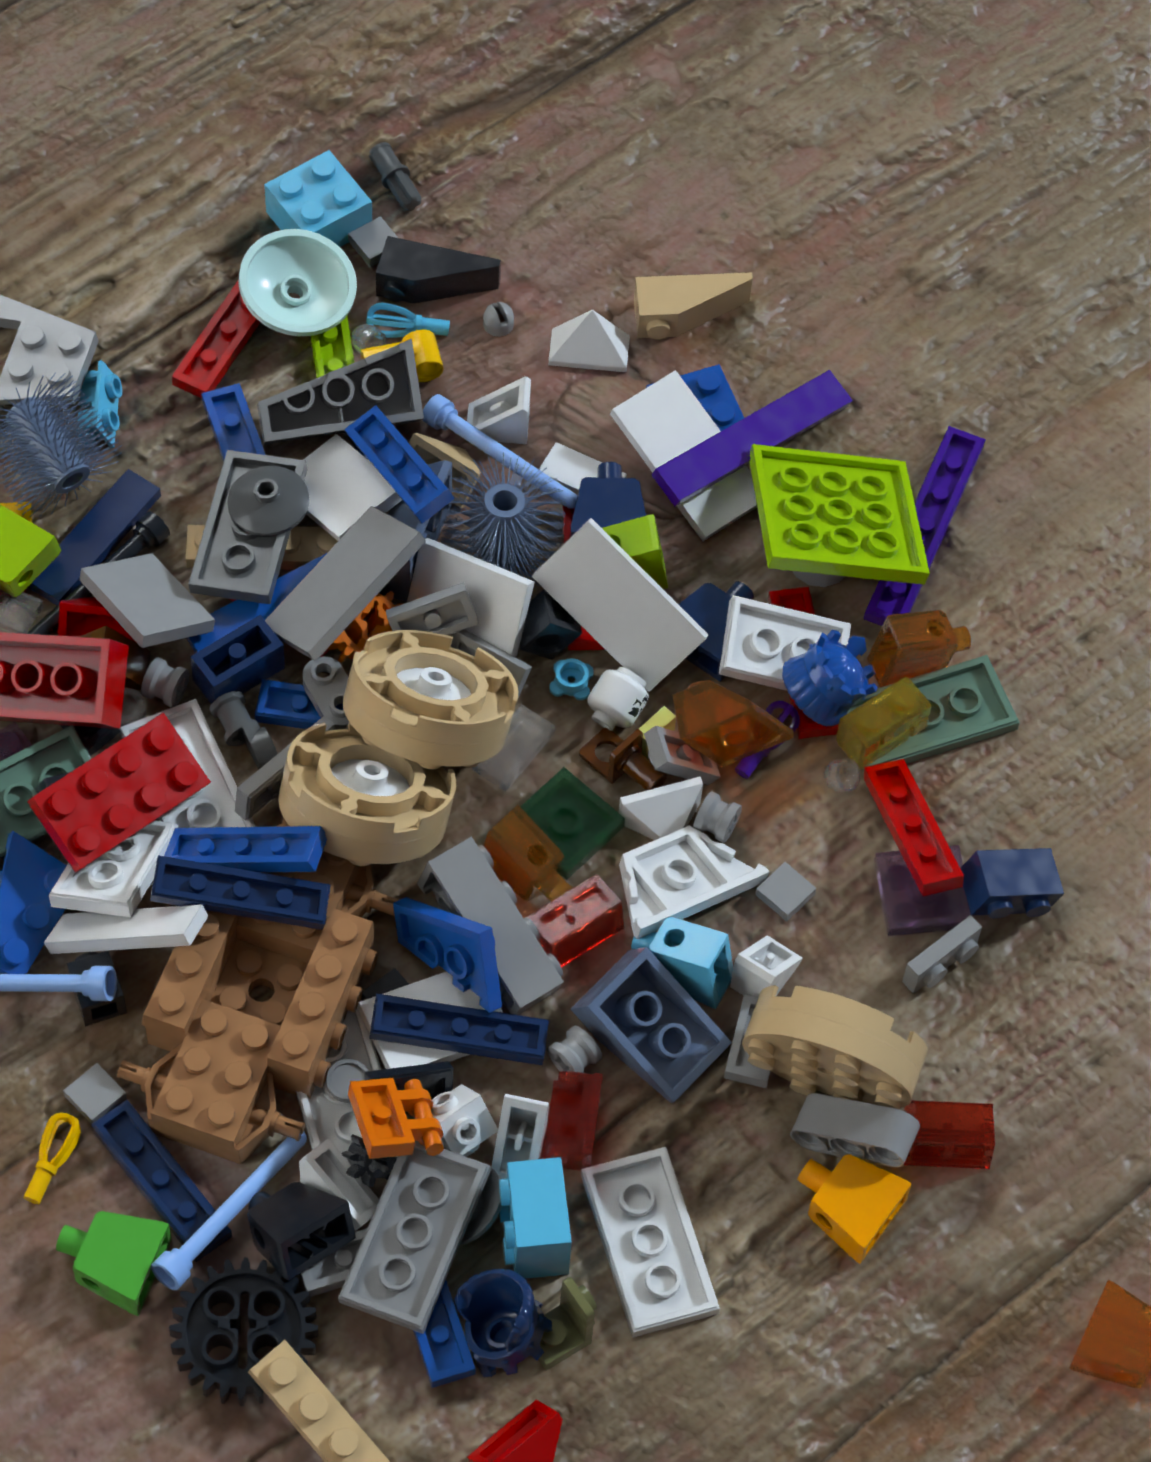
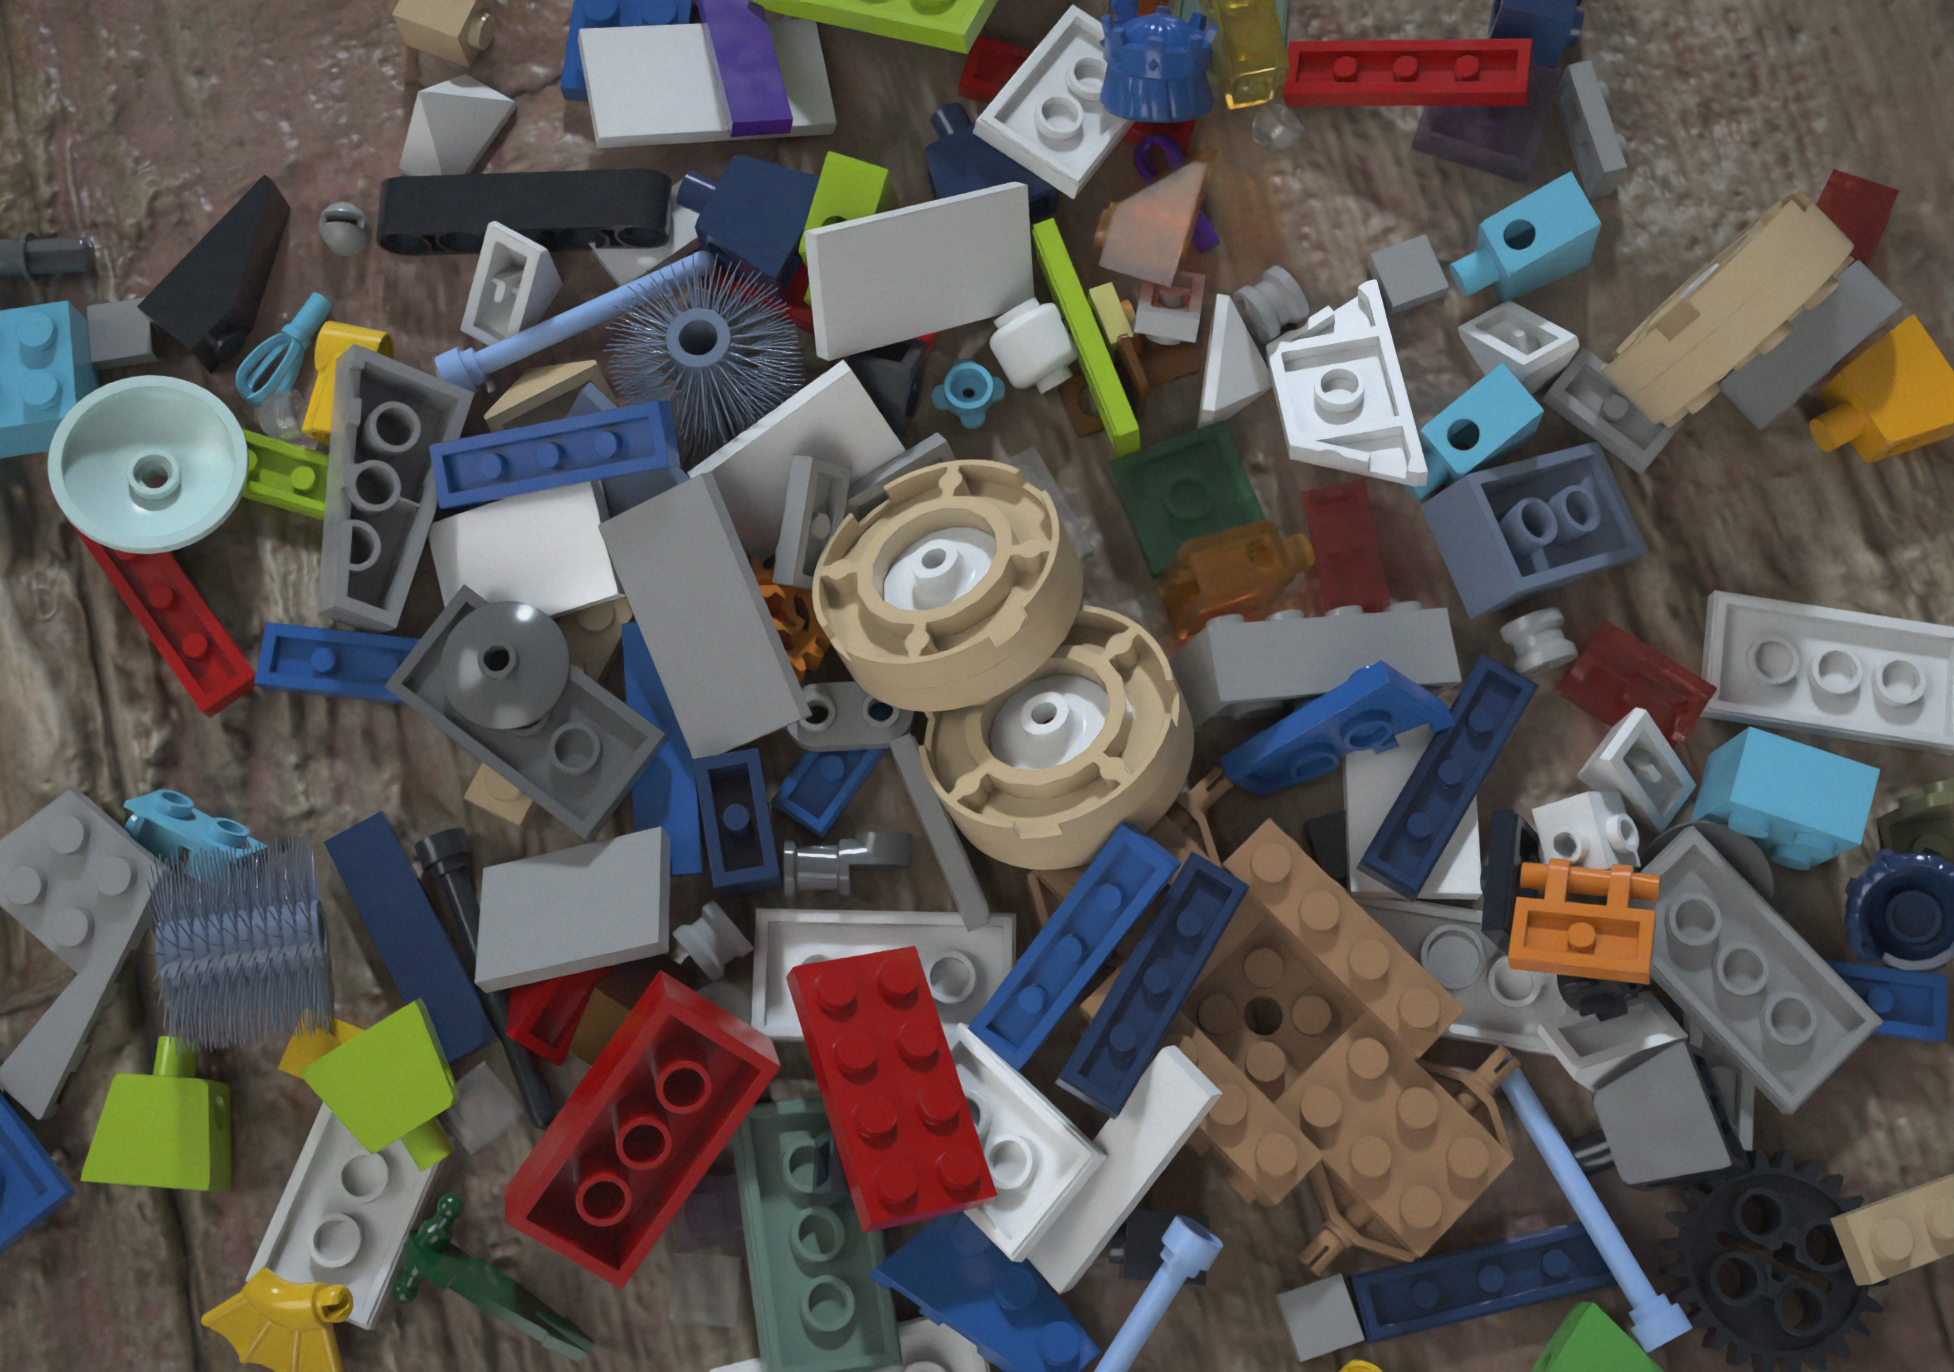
camera: 60 degrees left, 15 degrees up
(554, 399) = (547, 207): none -> black beam
(595, 753) = (1092, 352): none -> lime tile
(837, 944) = (1531, 242): none -> medium azure torso

